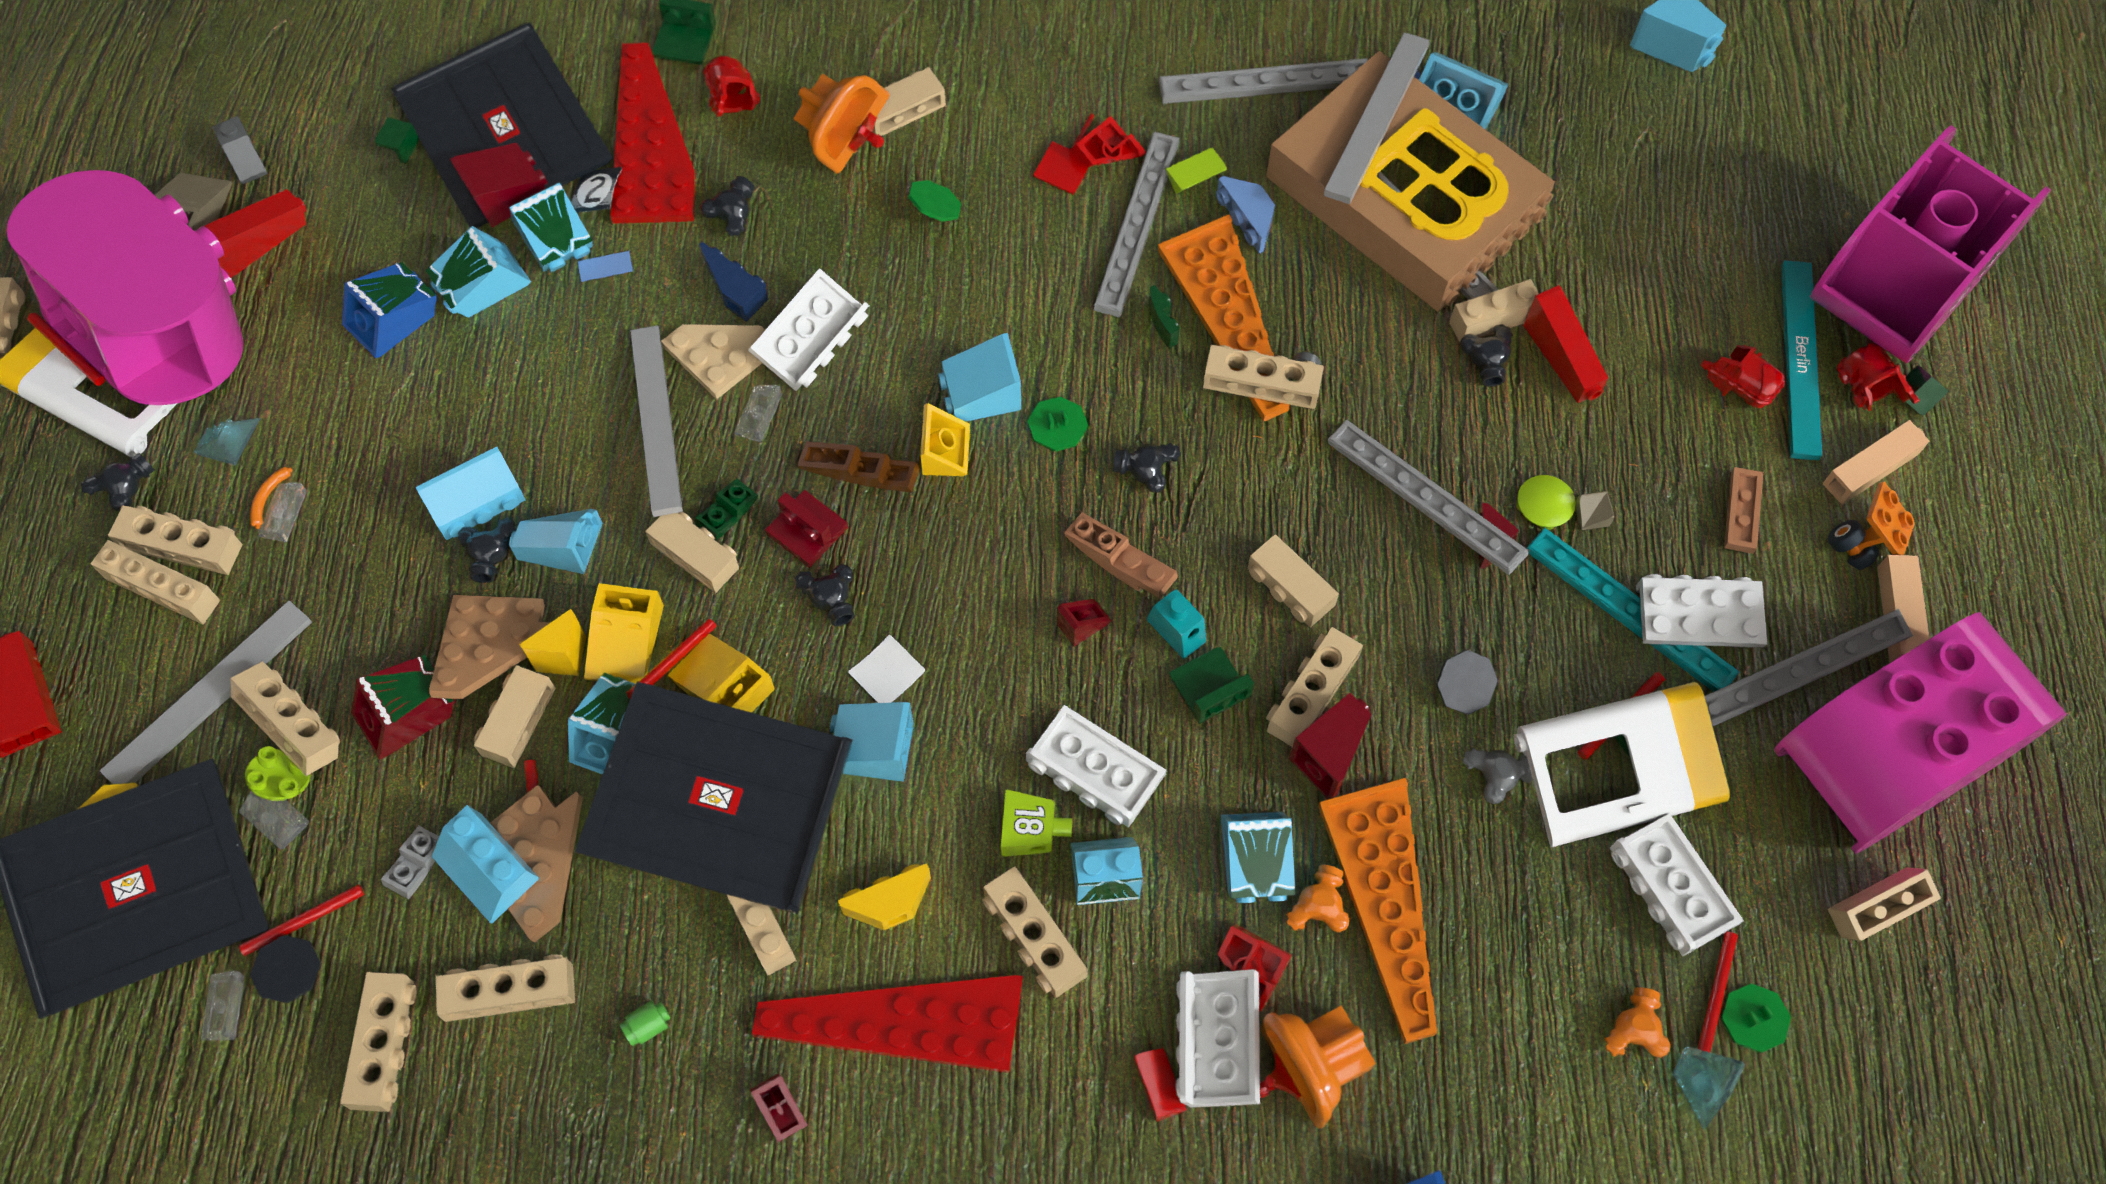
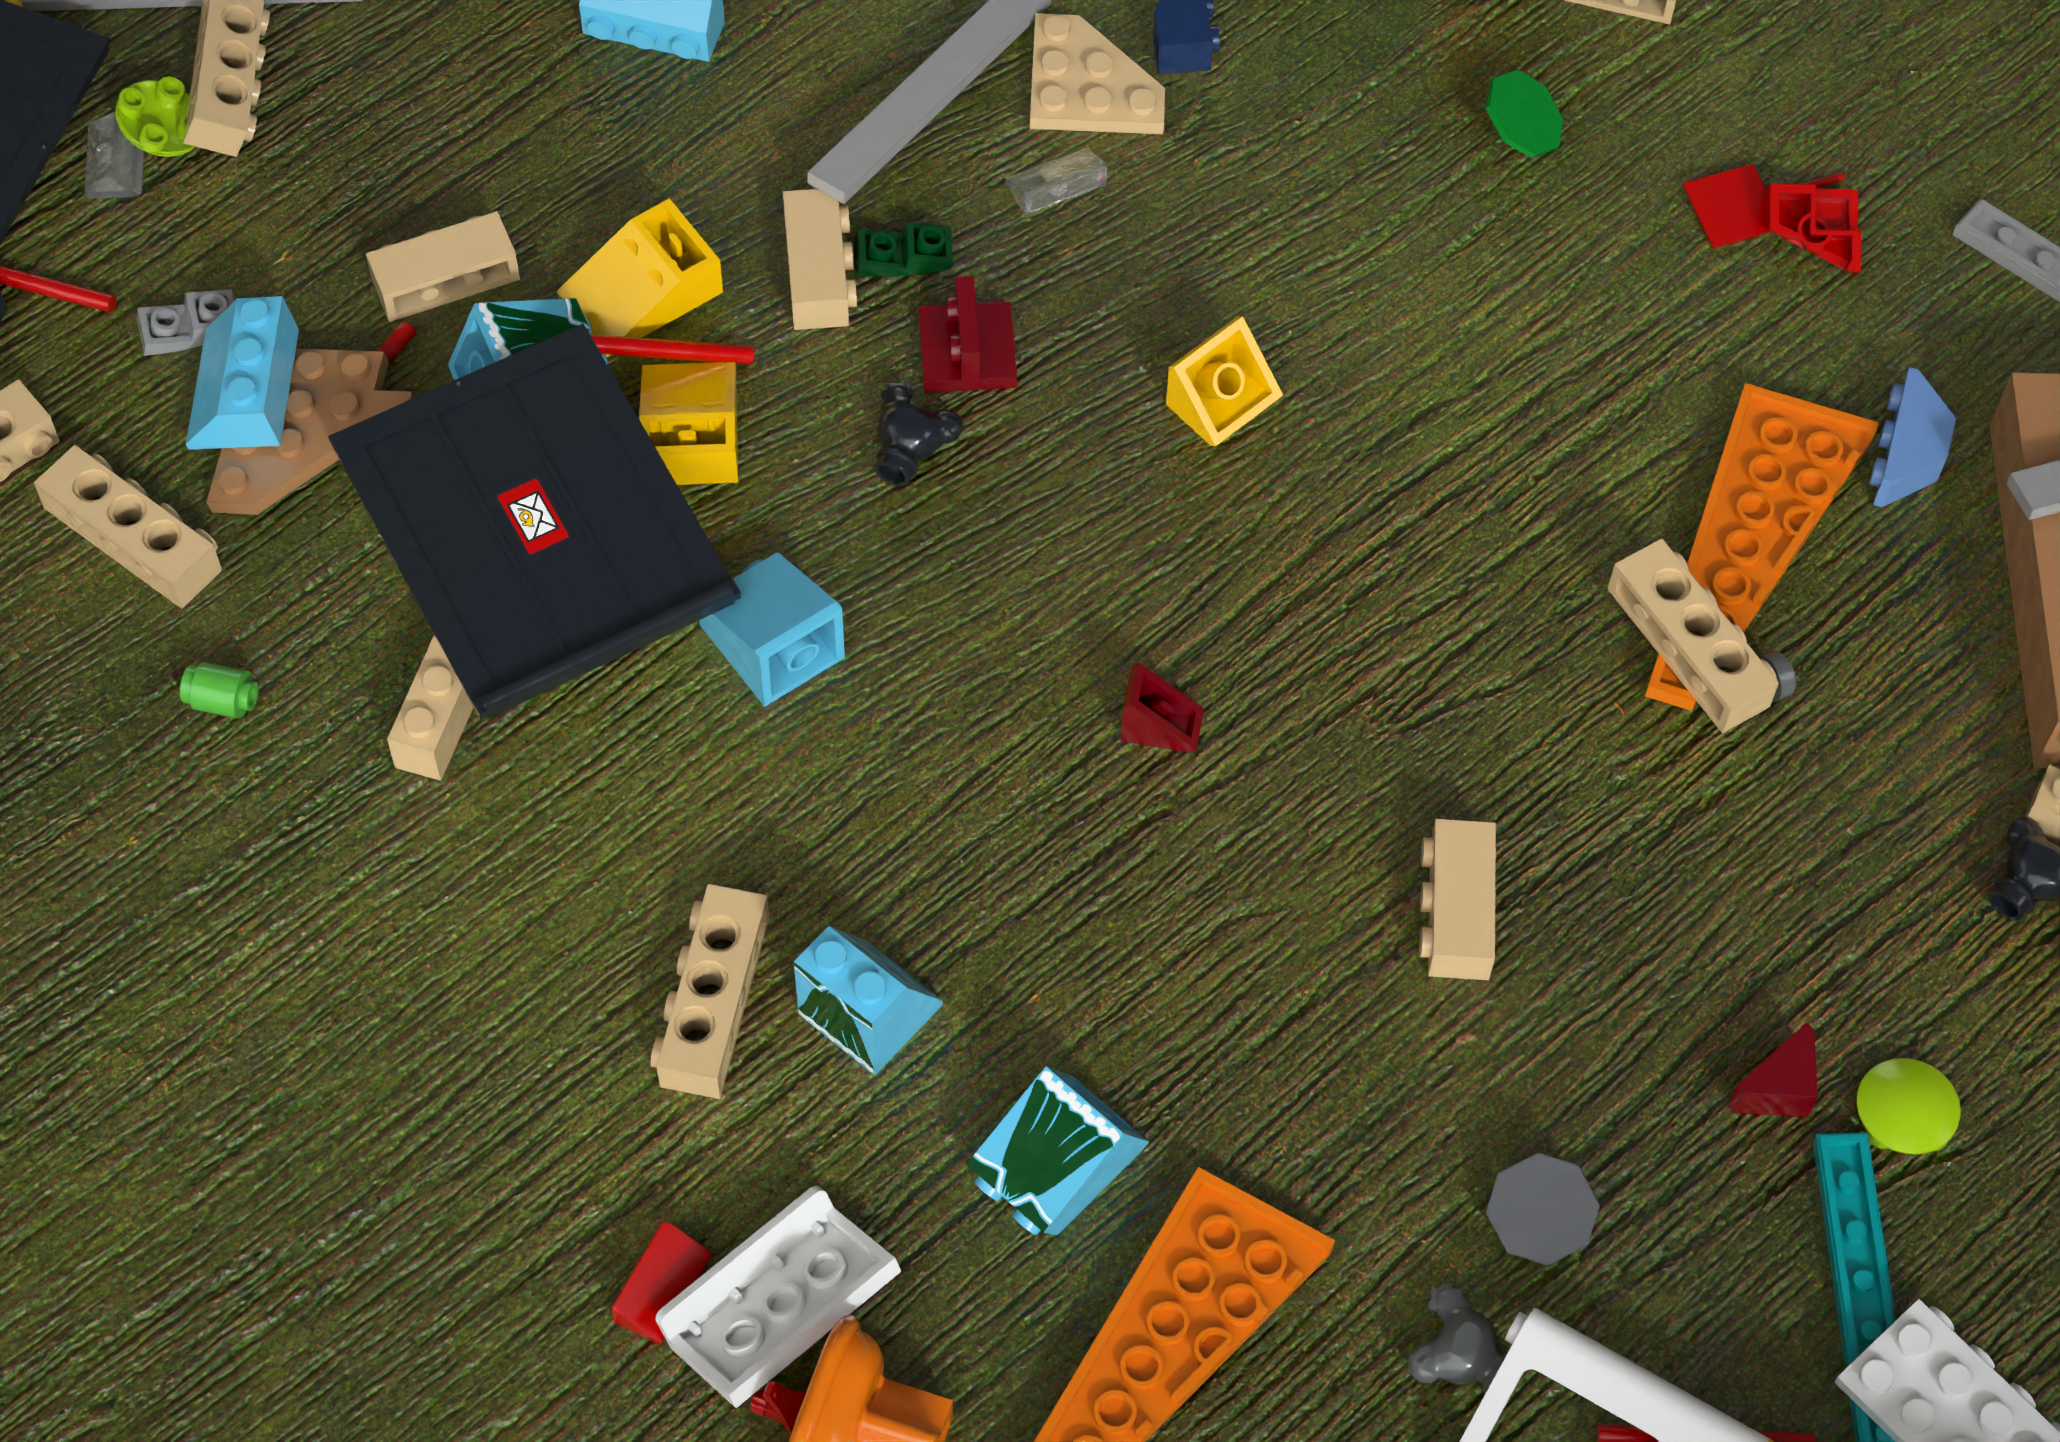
camera: 45 degrees right, 5 degrees down
(397, 705) = (349, 152): dark red slope -> none
(482, 641) = (500, 161): medium nougat wing -> none
(486, 549) = (608, 74): black animal -> none
(557, 646) = (560, 227): yellow slope -> none
(558, 540) = (691, 127): medium azure slope -> none
(778, 1107) = (248, 899): dark red slope -> none
(809, 330) = (1210, 135): white bracket -> none
(858, 467) = (1099, 331): reddish brown slope -> none
(887, 671) = (880, 575): white sticker -> none
(889, 899) = (604, 808): yellow slope -> none
(937, 1023) = (506, 985): red wing -> none
(982, 381) = (1345, 355): medium azure slope -> none
(1030, 824) = (839, 875): lime torso -> none
(1057, 424) = (1388, 483): green piece -> none
(1095, 766) = (986, 885): white bracket -> none
(1120, 558) = (1284, 685): nougat slope -> none
(1136, 225) = (1751, 342): light grey tile -> none
(1146, 464) = (1437, 613): black animal -> none
(1160, 313) = (1655, 468): dark green slope -> none
(1176, 619) = (1263, 808): teal torso -> none
(1195, 170) = (1897, 339): lime slope -> none
(1211, 684) = (1225, 922): dark green bracket -> none
(1247, 952) = (930, 1264): red slope -> none
(1321, 902) = (1070, 1275): orange animal -> none
(1329, 744) = (1288, 1115): dark red slope -> none
(1334, 647) = (1325, 1059): tan brick -> none
(1428, 497) = (1745, 959): light grey tile -> none
(1594, 510) = (1958, 1172): dark tan slope -> none

